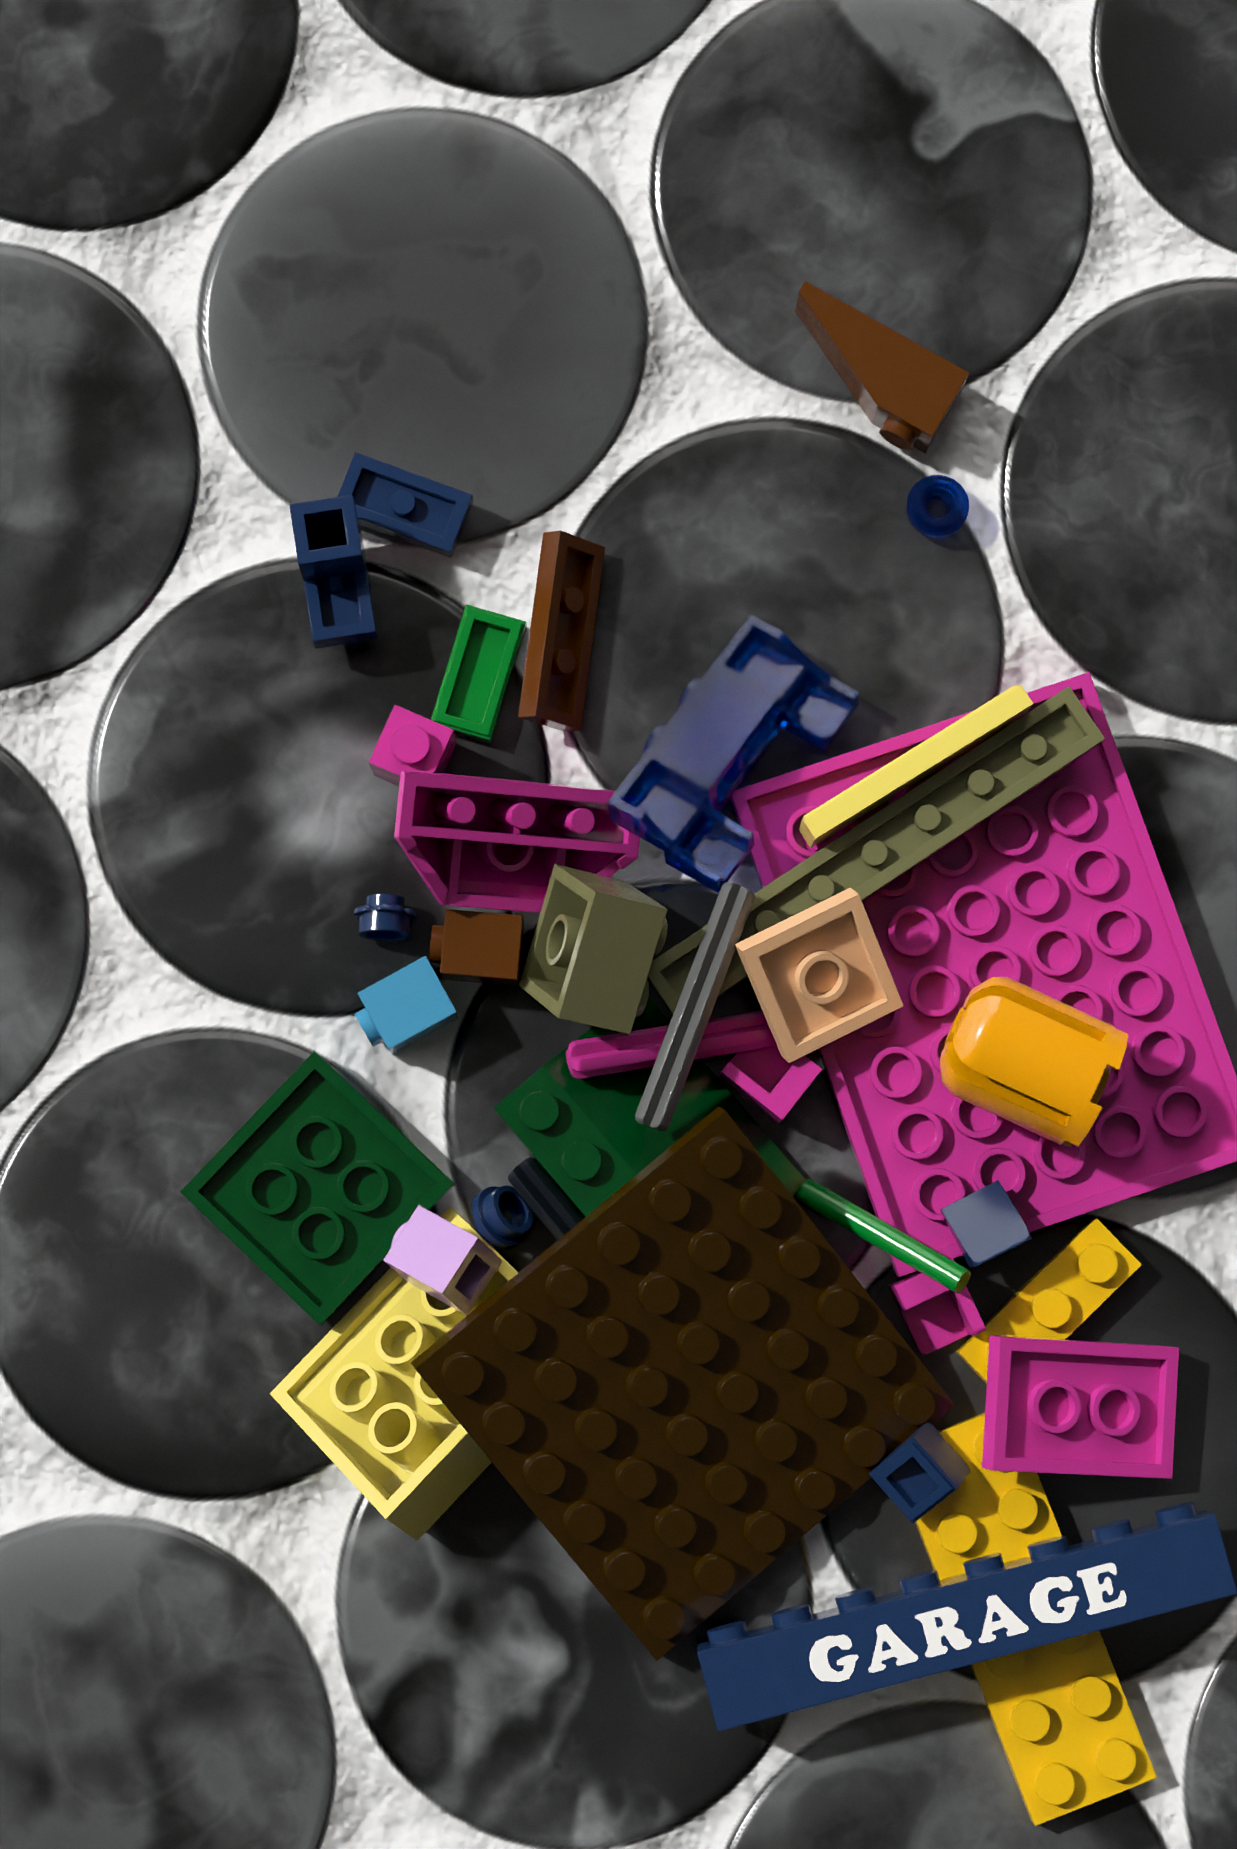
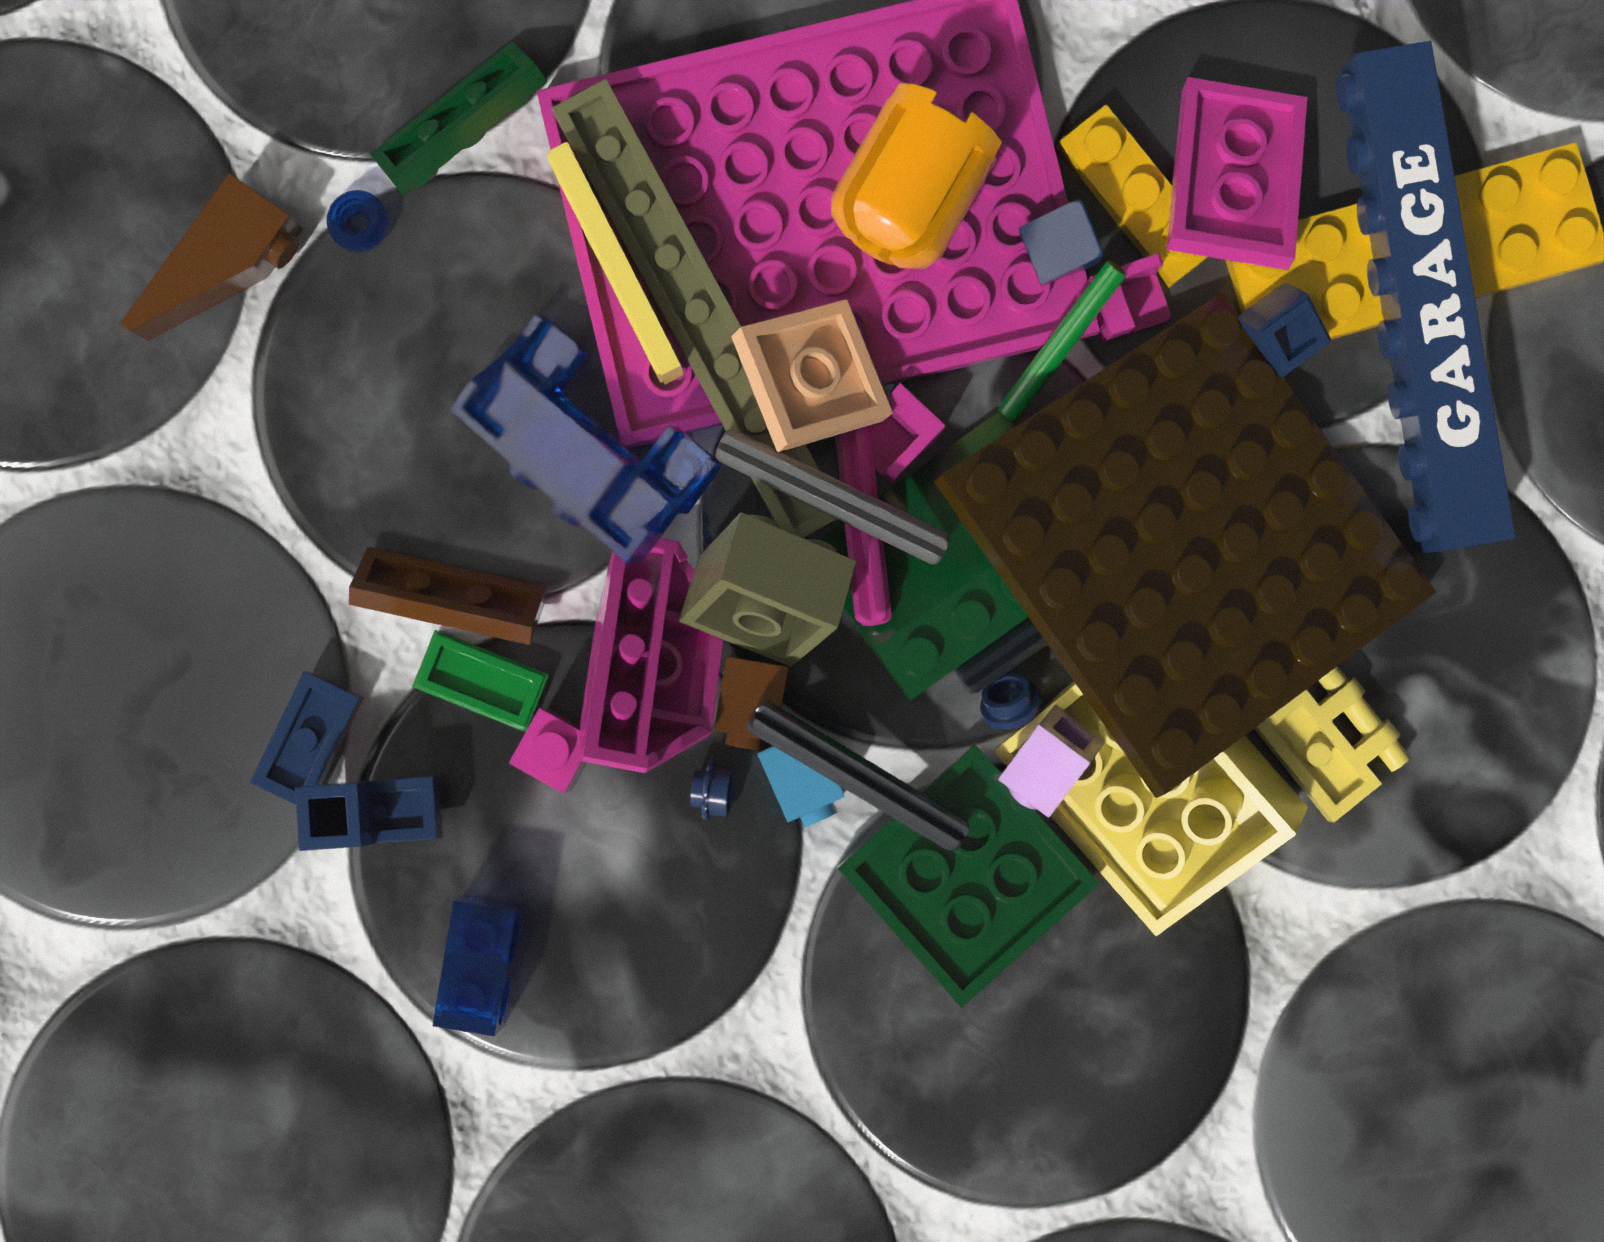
camera: 85 degrees left, 5 degrees up
(188, 696) = (478, 965): none -> clear blue brick
(410, 1060) = (858, 775): none -> black axle
(474, 1549) = (1318, 753): none -> light yellow plate
(1052, 597) = (459, 118): none -> dark green plate

